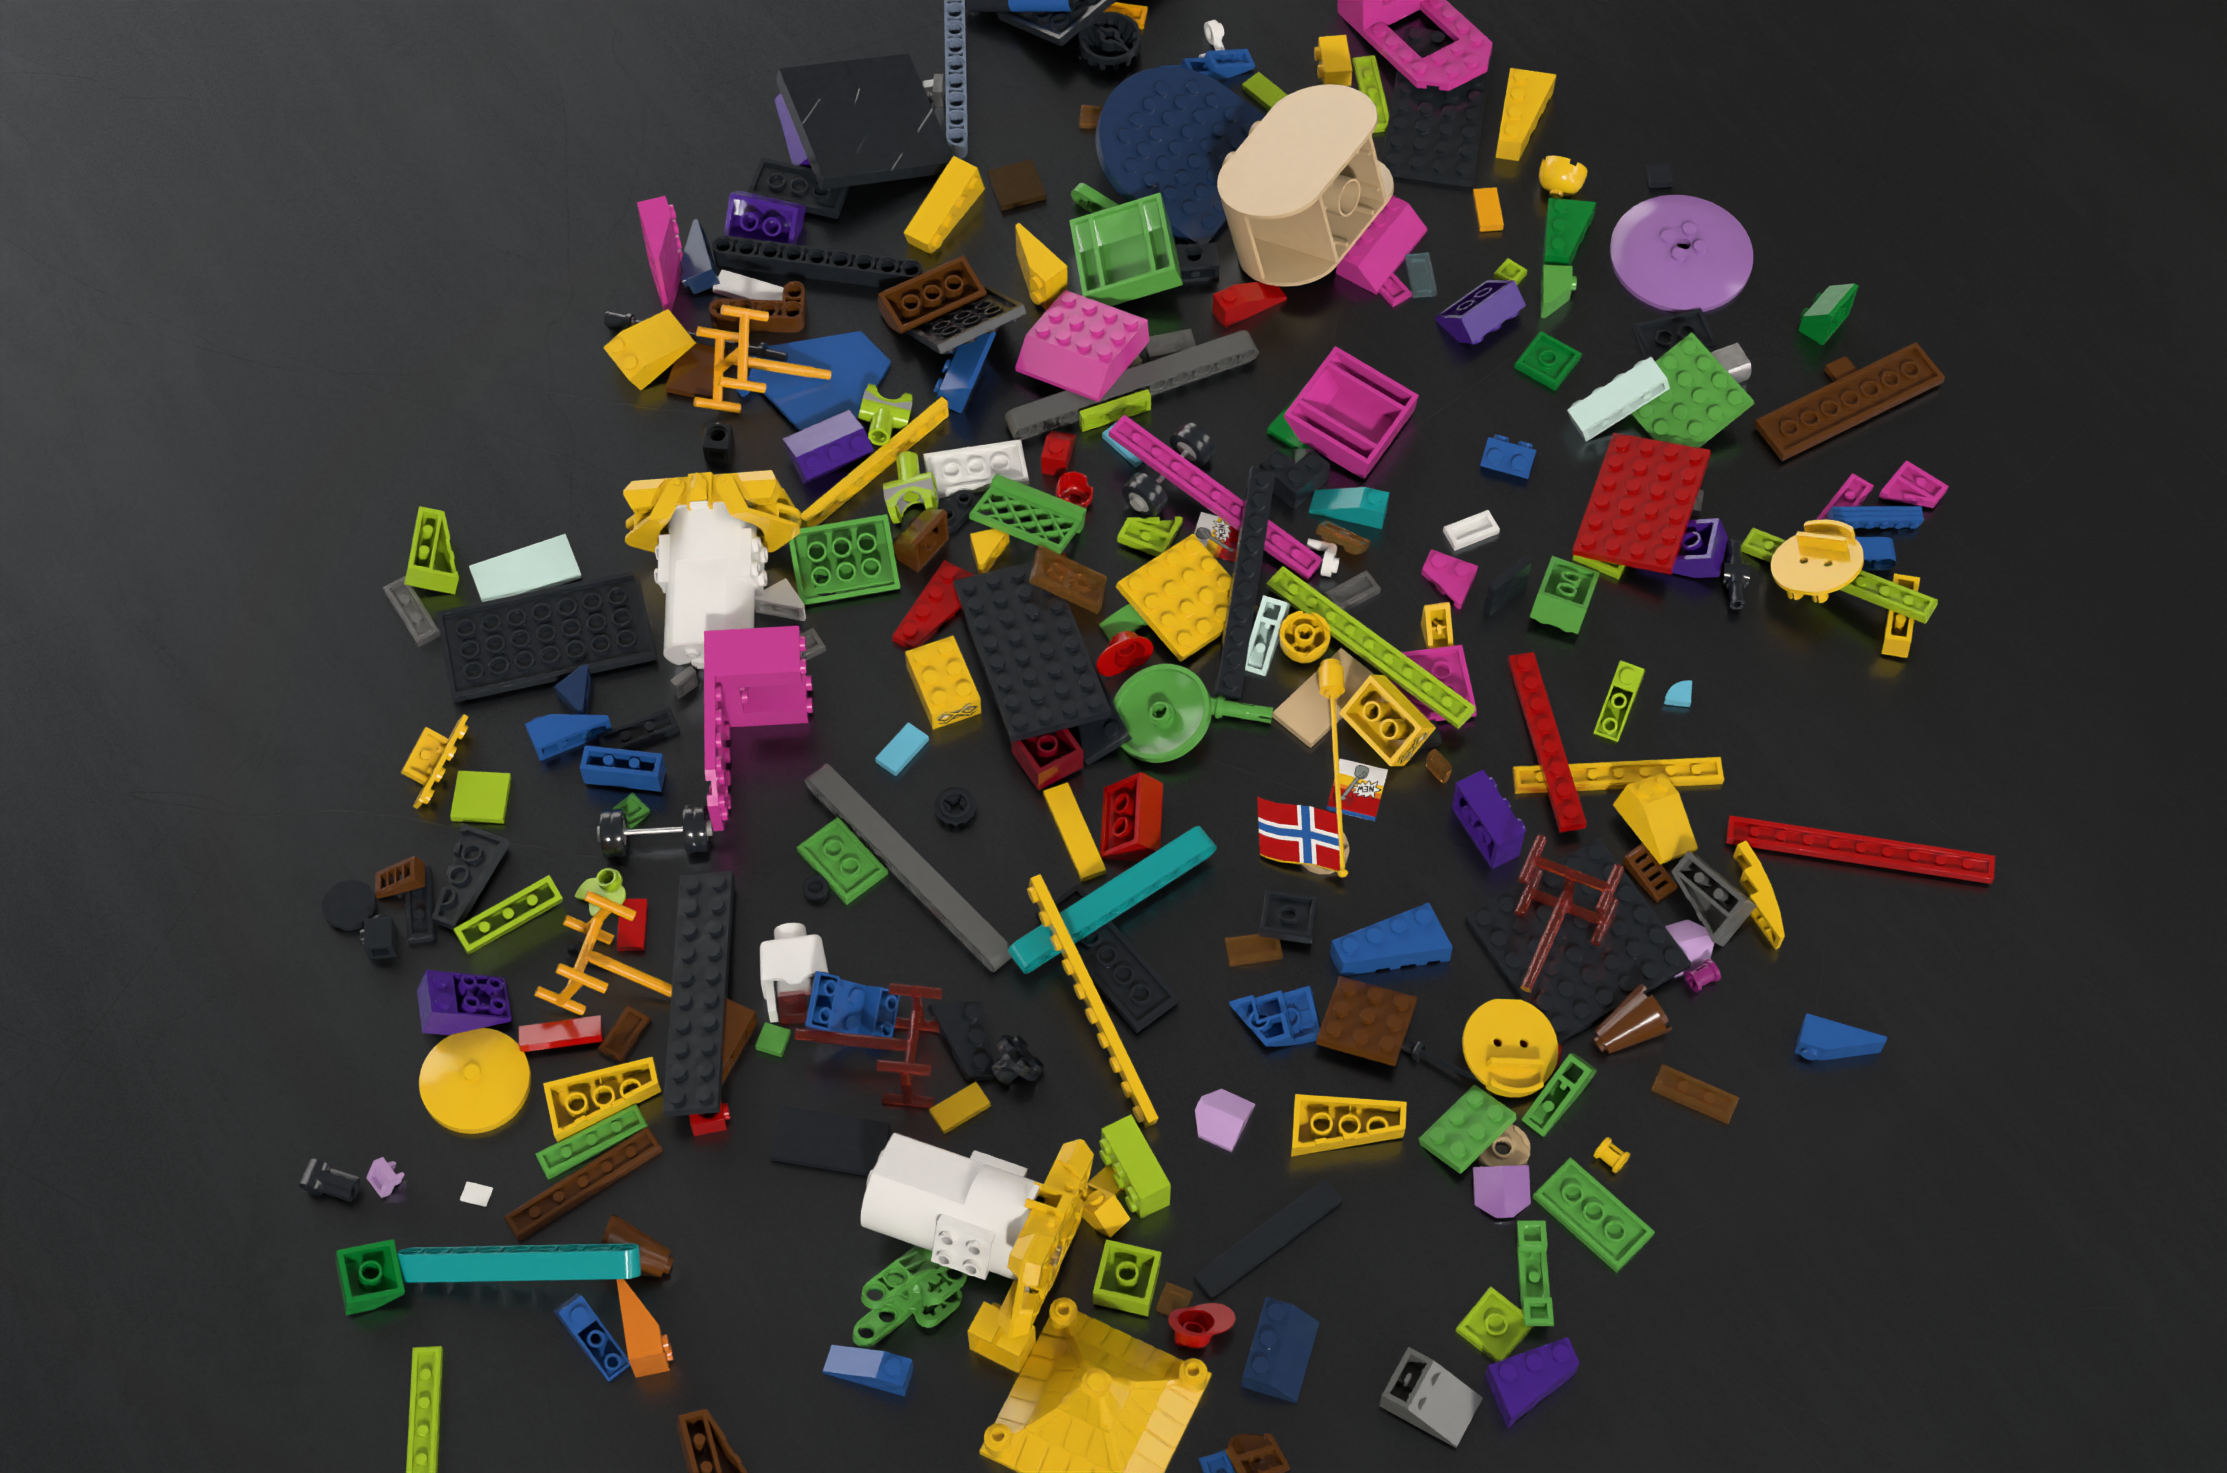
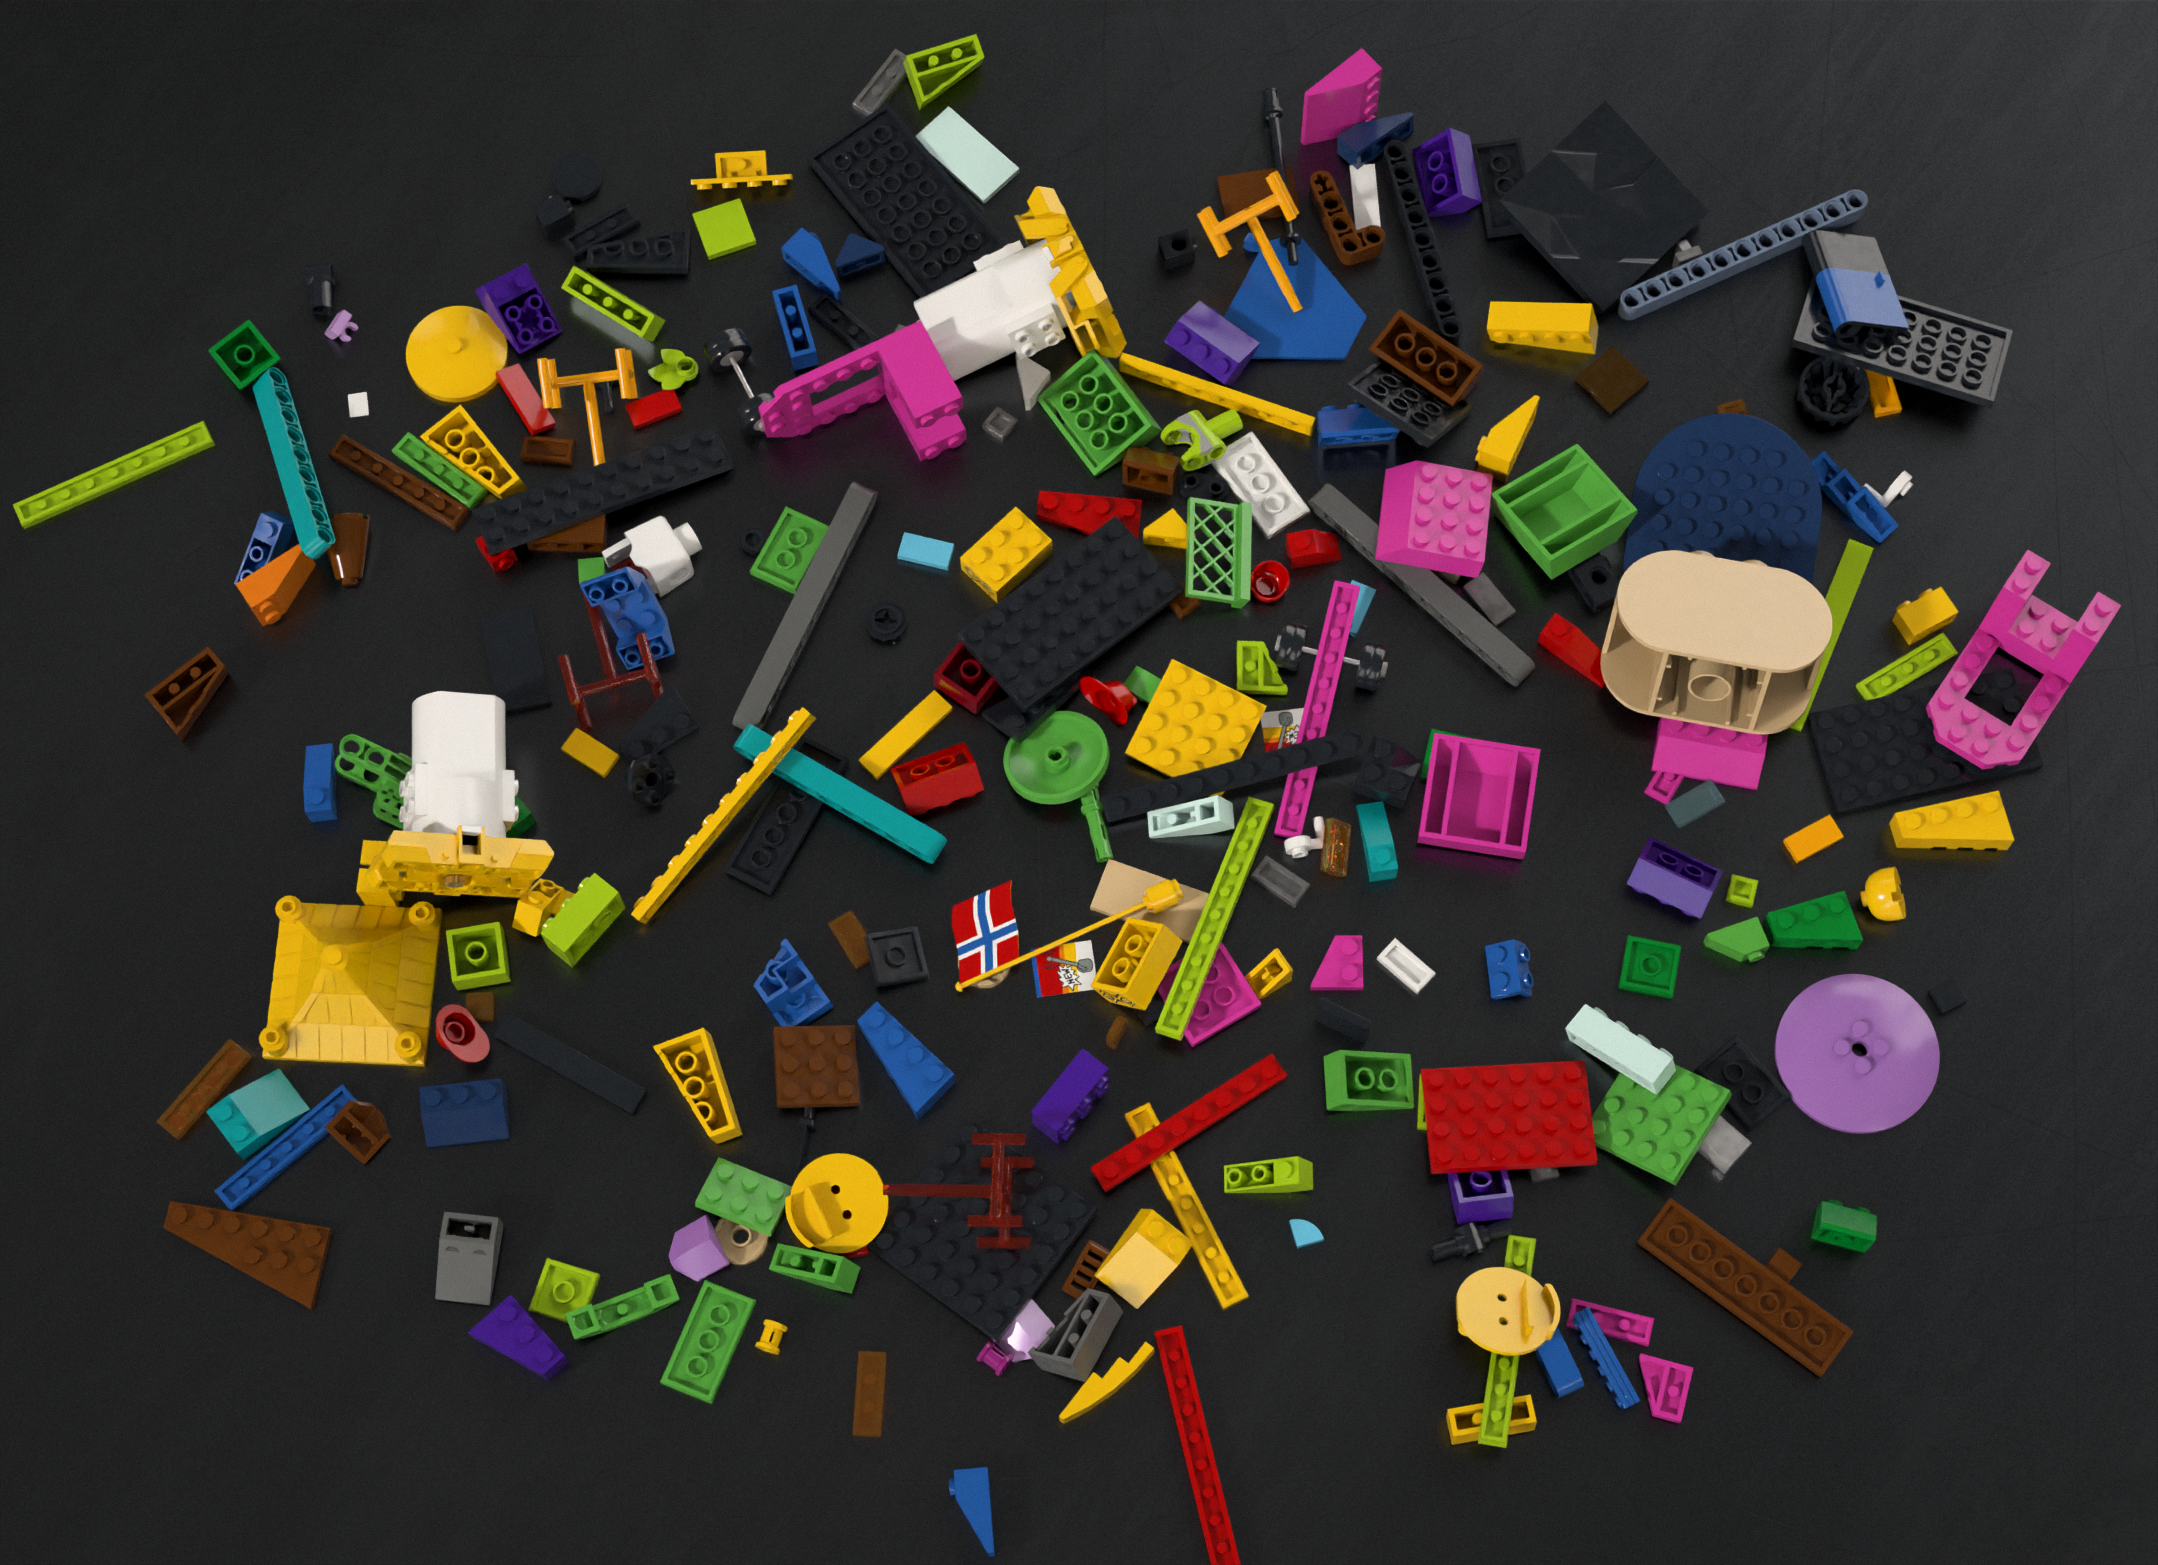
camera: 70 degrees right, 10 degrees up
(414, 881) = (614, 204): reddish brown slope -> none
(634, 809) = (765, 355): bright green tile -> none
(649, 347) = (1245, 141): yellow slope -> none
(884, 414) = (1271, 376): lime connector -> none
(1068, 579) = (1161, 615): clear orange tile -> none
(1090, 198) = (1624, 461): bright green beam -> none
(1114, 410) = (1382, 580): lime tile -> none
(1222, 1118) = (672, 978): lavender slope -> none
(1304, 636) = (1196, 852): yellow cylinder -> none
(1631, 1022) = (913, 1308): reddish brown cone -> none

